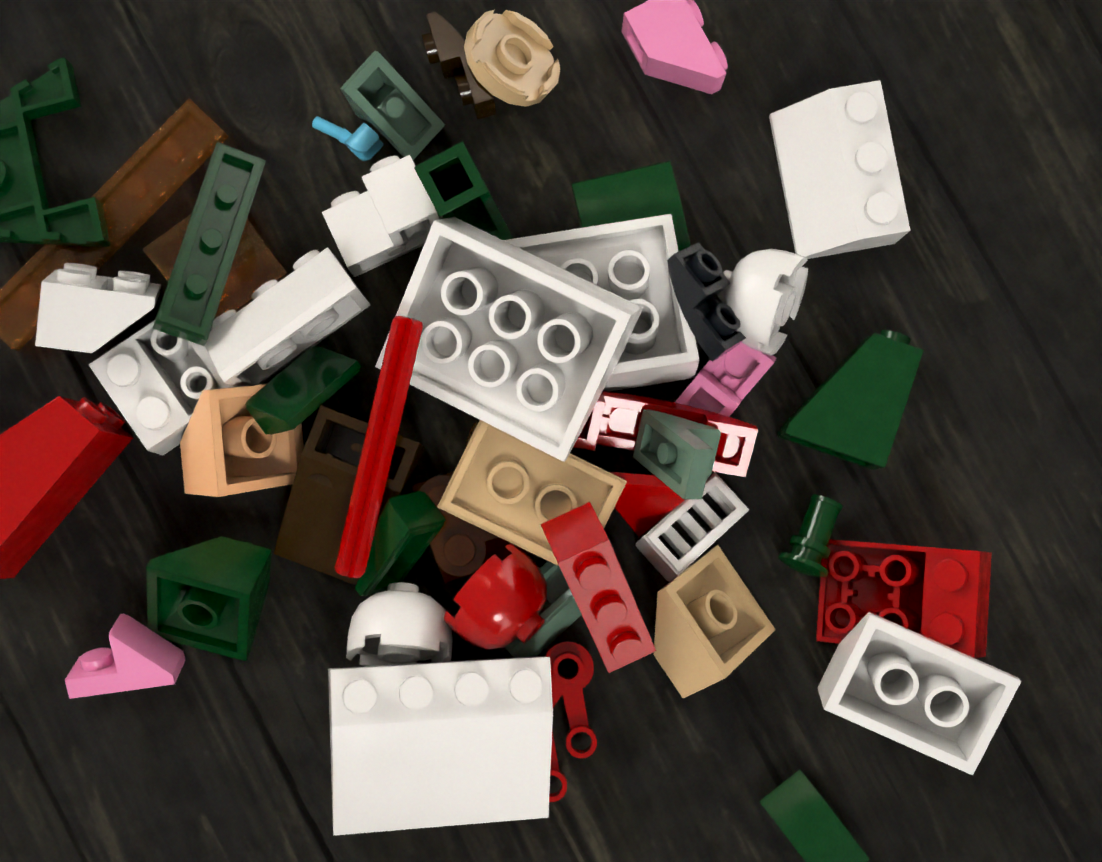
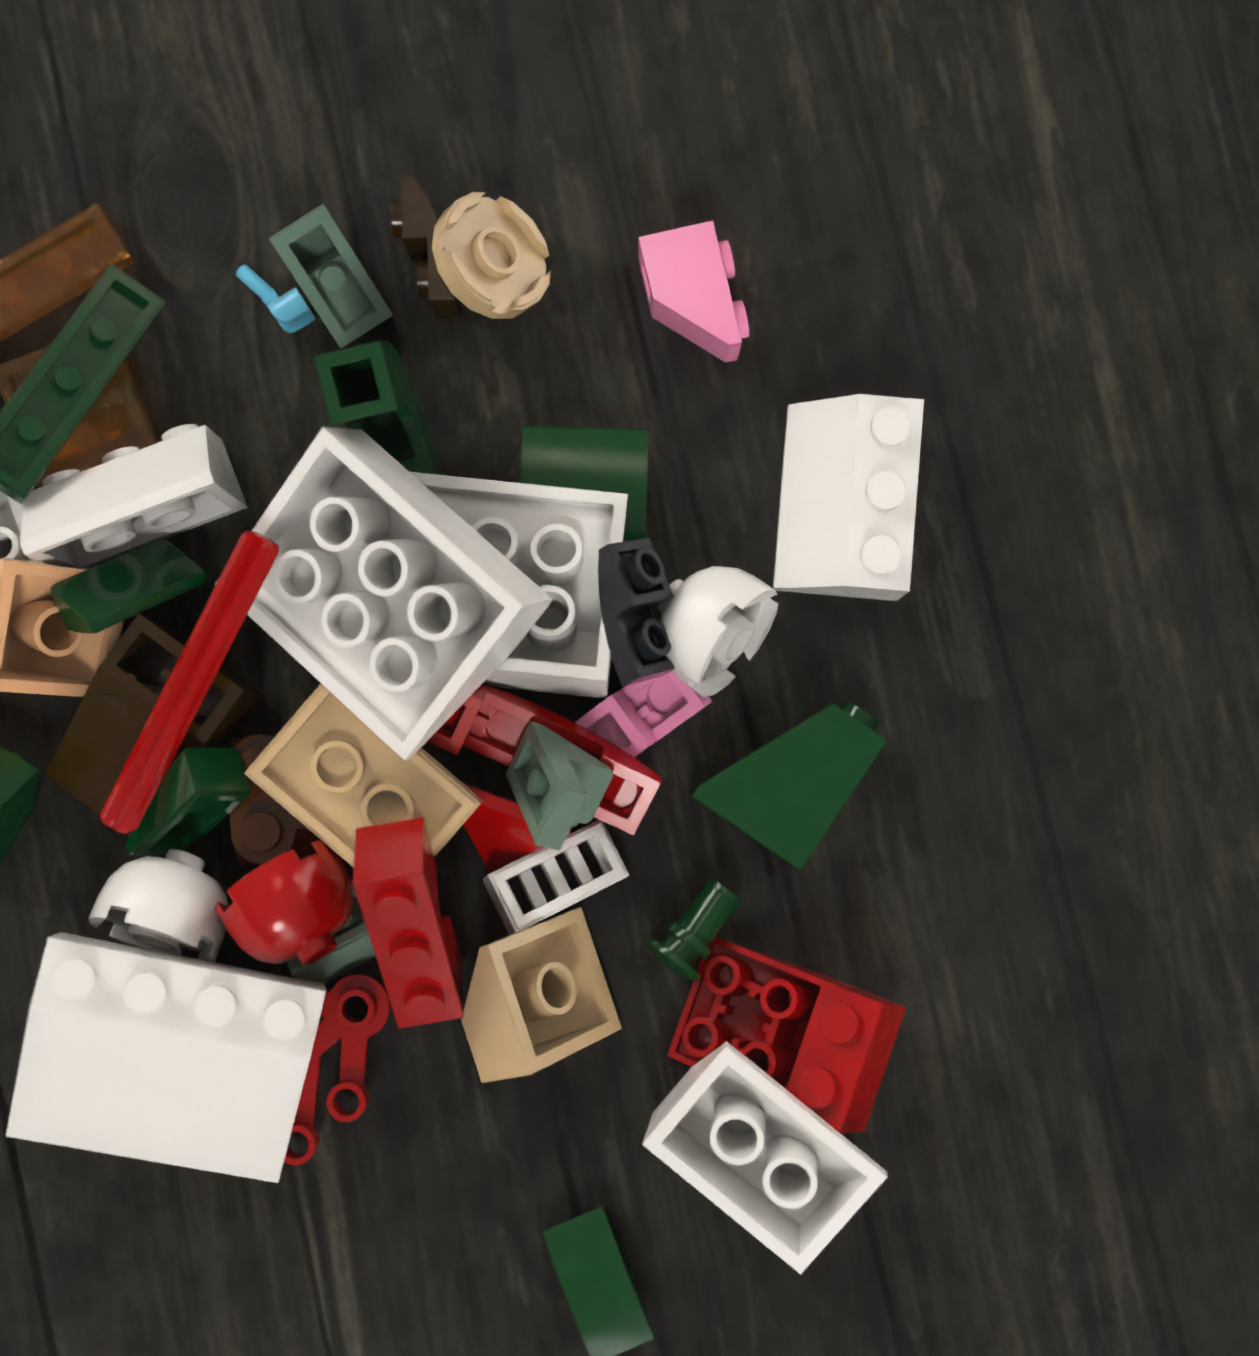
camera: 15 degrees right, 0 degrees up
(383, 220) = (271, 408): white brick -> none

